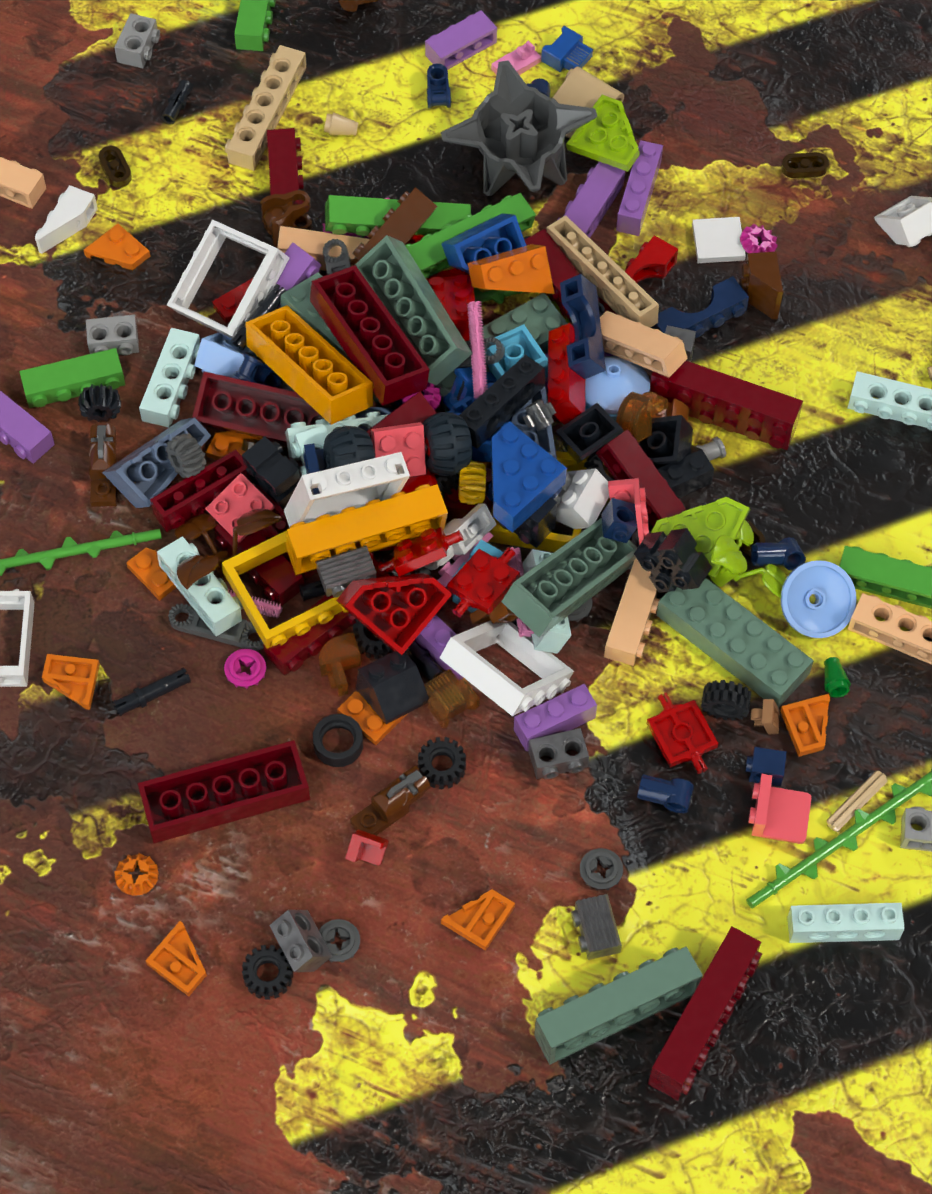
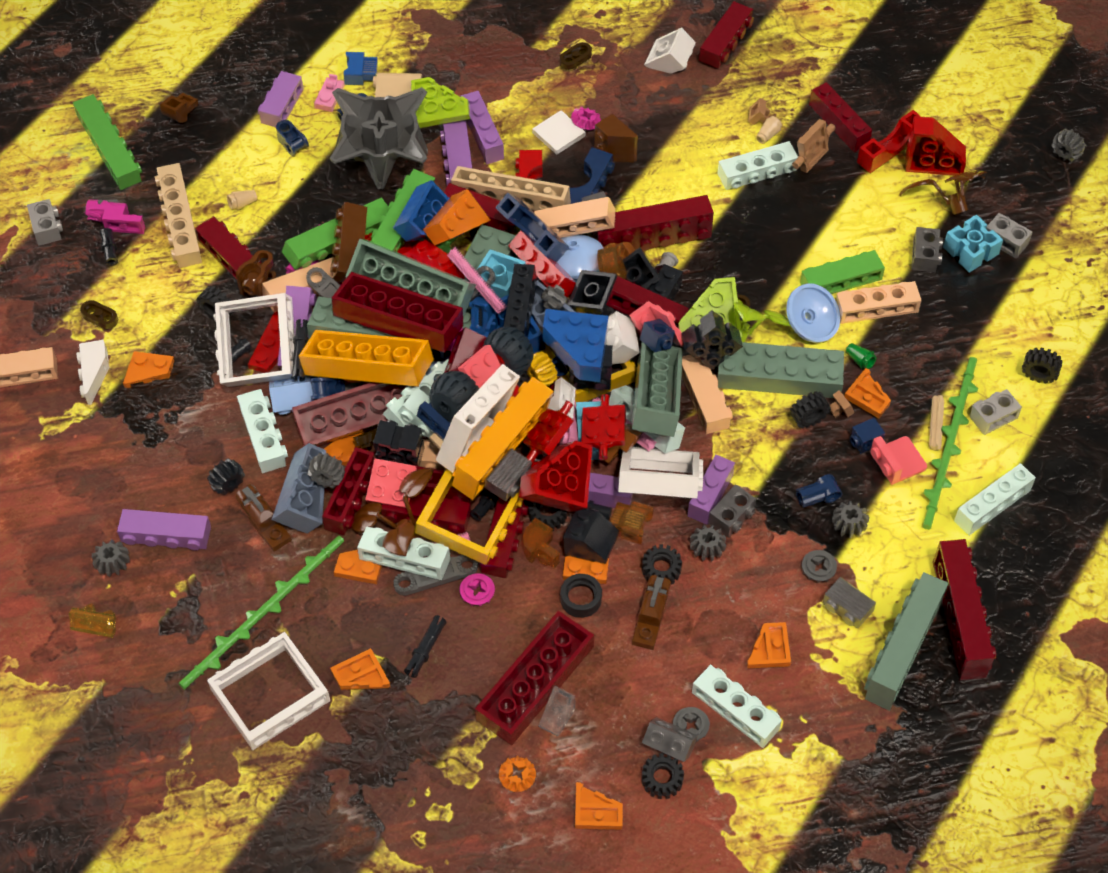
camera: 35 degrees left, 5 degrees down
(68, 377) = (188, 473): bright green brick -> none
(112, 333) = (193, 424): light grey brick -> none
(205, 72) = (114, 216): none -> dark pink plate
(216, 282) = (240, 349): none -> black pin
(219, 840) = (557, 711): none -> clear slope
(224, 213) = (208, 299): none -> black tyre
(366, 848) = (660, 651): panel -> none
(400, 995) = (759, 731): none -> light aqua brick
(508, 762) = (707, 542): none -> dark grey gear
(669, 850) = (850, 519): none -> dark grey gear
(682, 733) = (797, 449): red plate -> none
(784, 553) = (766, 299): dark blue piece -> none

